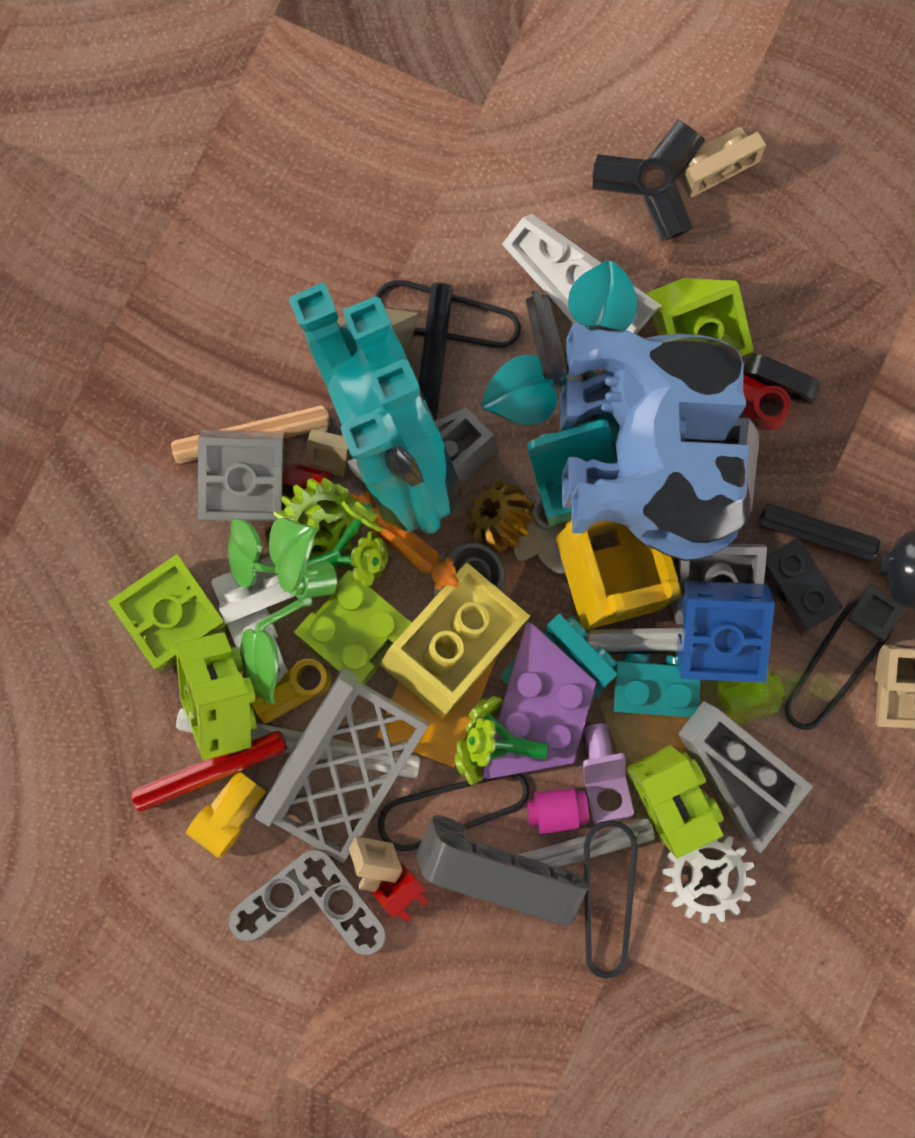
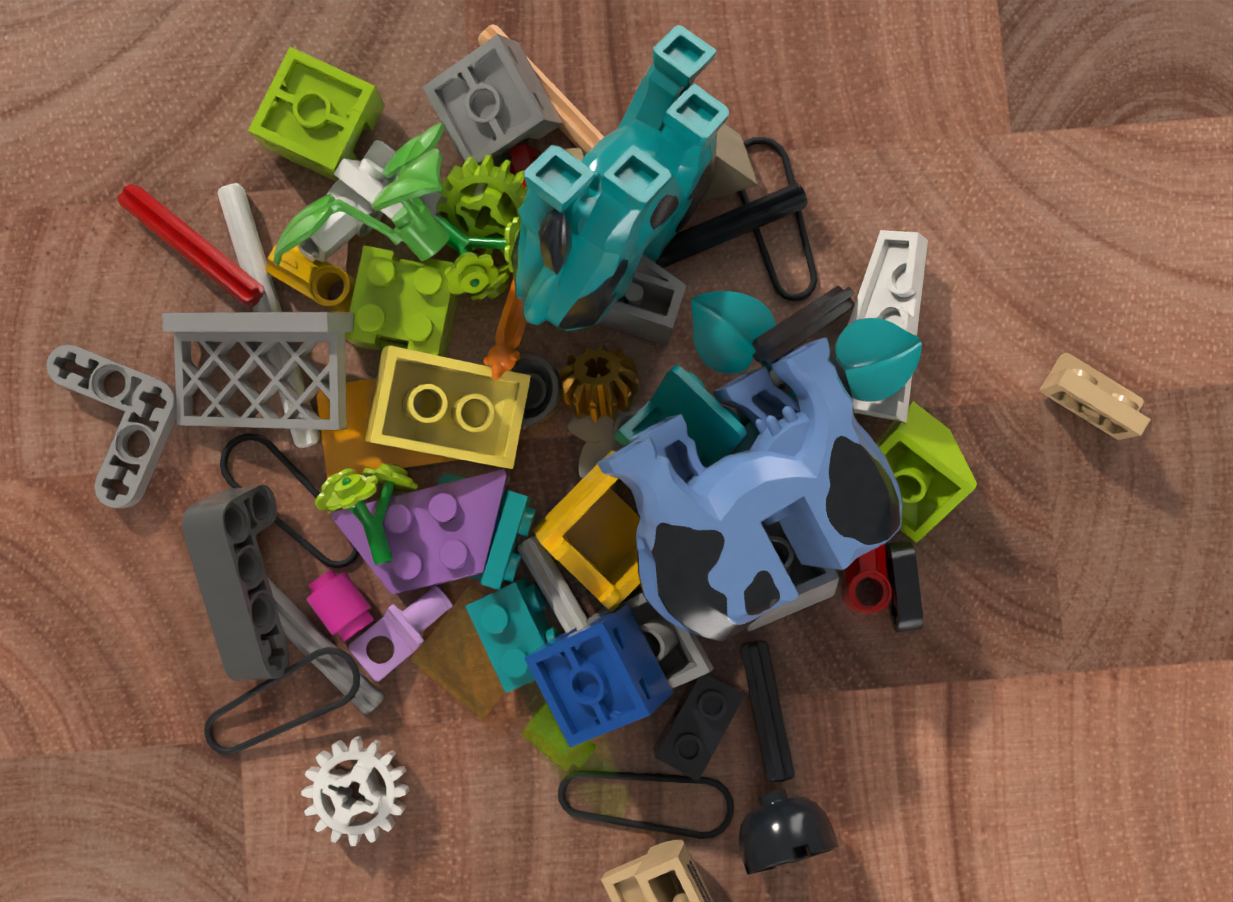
camera: 55 degrees right, 5 degrees up
(215, 695) = (253, 202): lime piece -> none
(220, 823) = (148, 285): yellow piece -> none
(374, 862) = (189, 454): tan tile -> none
(398, 895) = (173, 493): red tile -> none
(628, 177) = (1026, 315): black piece -> none
(674, 801) = (404, 720): lime piece -> none
(744, 775) = (473, 774): light grey wedge -> none
(876, 612) = (715, 815): pearl dark grey plate -> none

